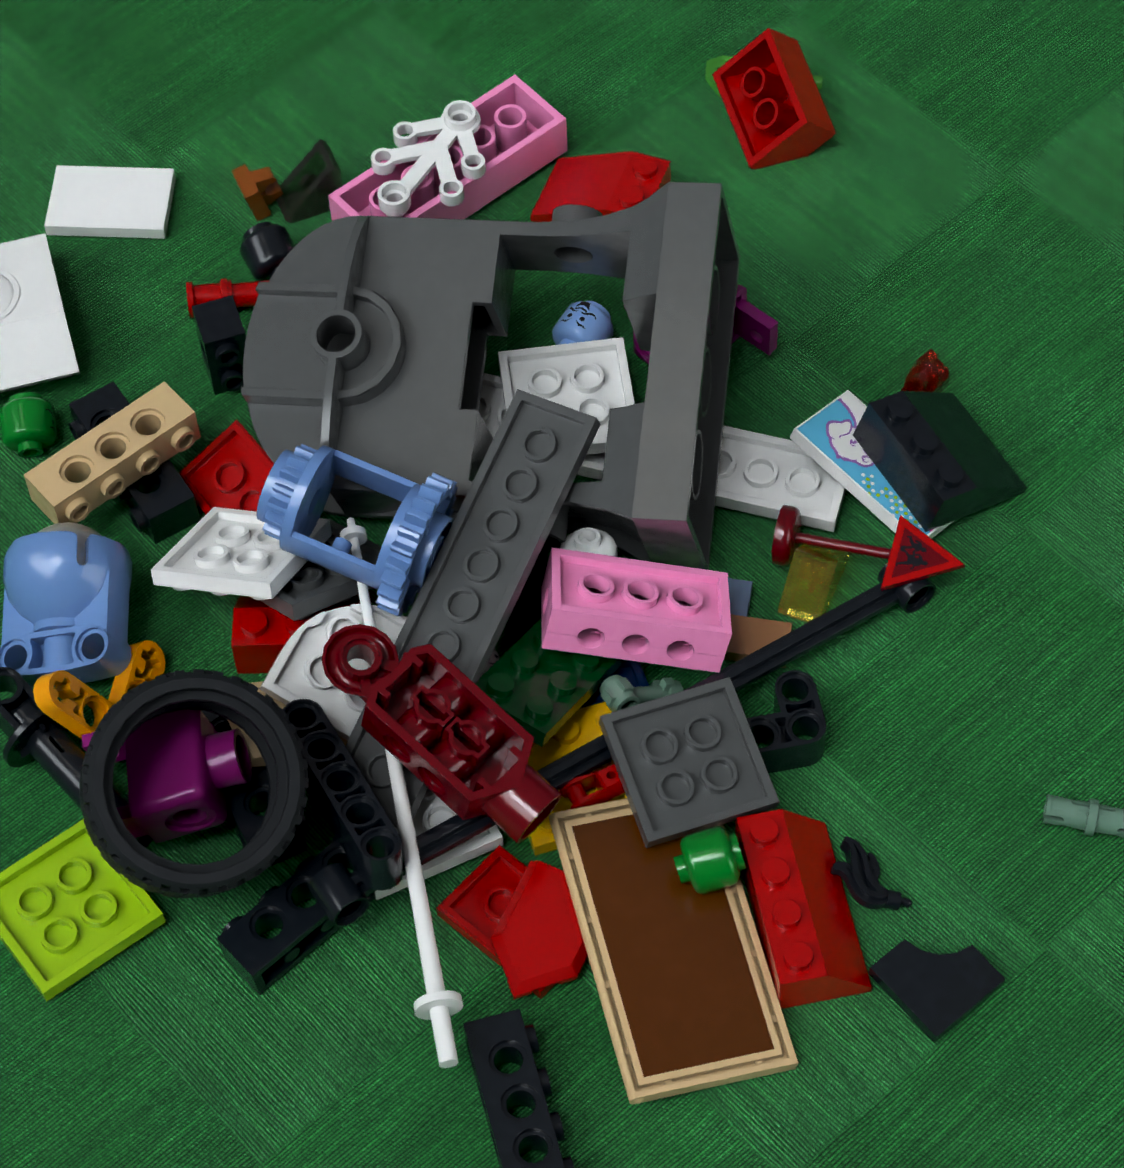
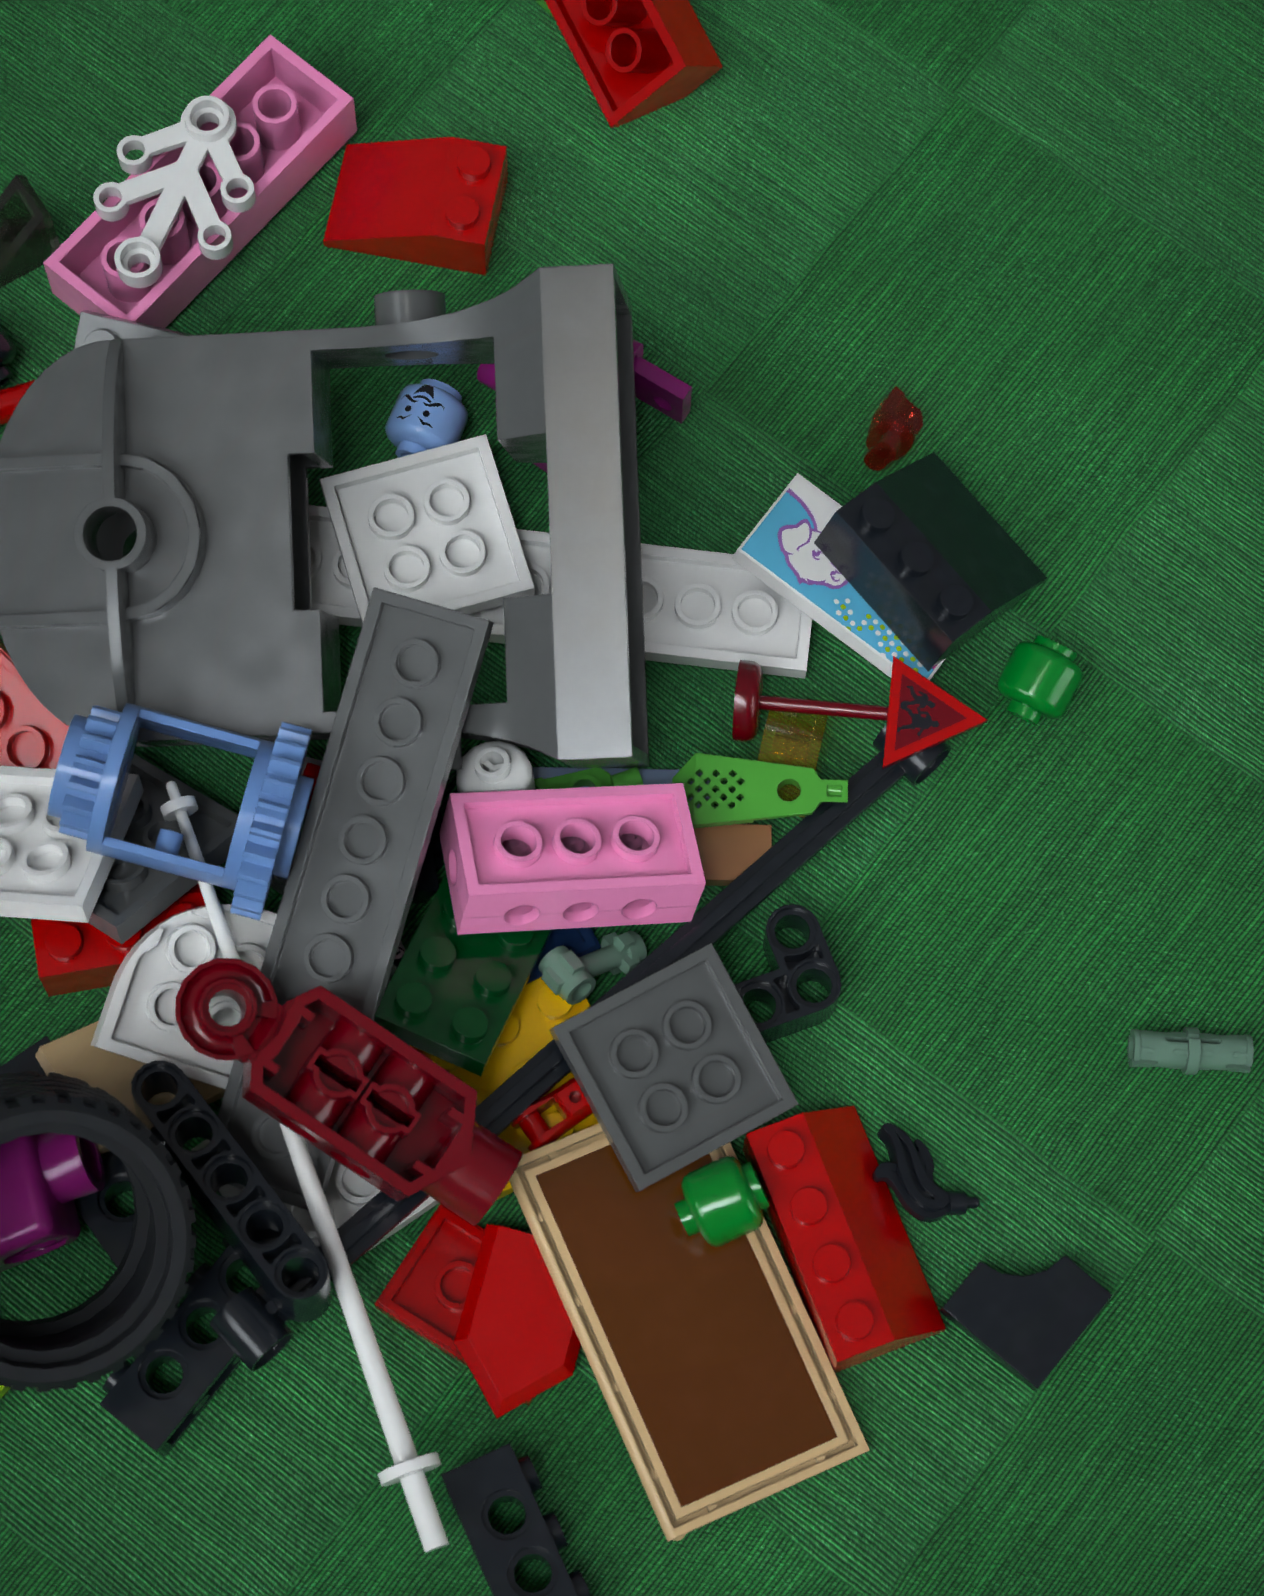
camera: 15 degrees left, 15 degrees up
(784, 595) = (759, 790): none -> bright green piece
(1010, 550) = (1039, 680): none -> green head

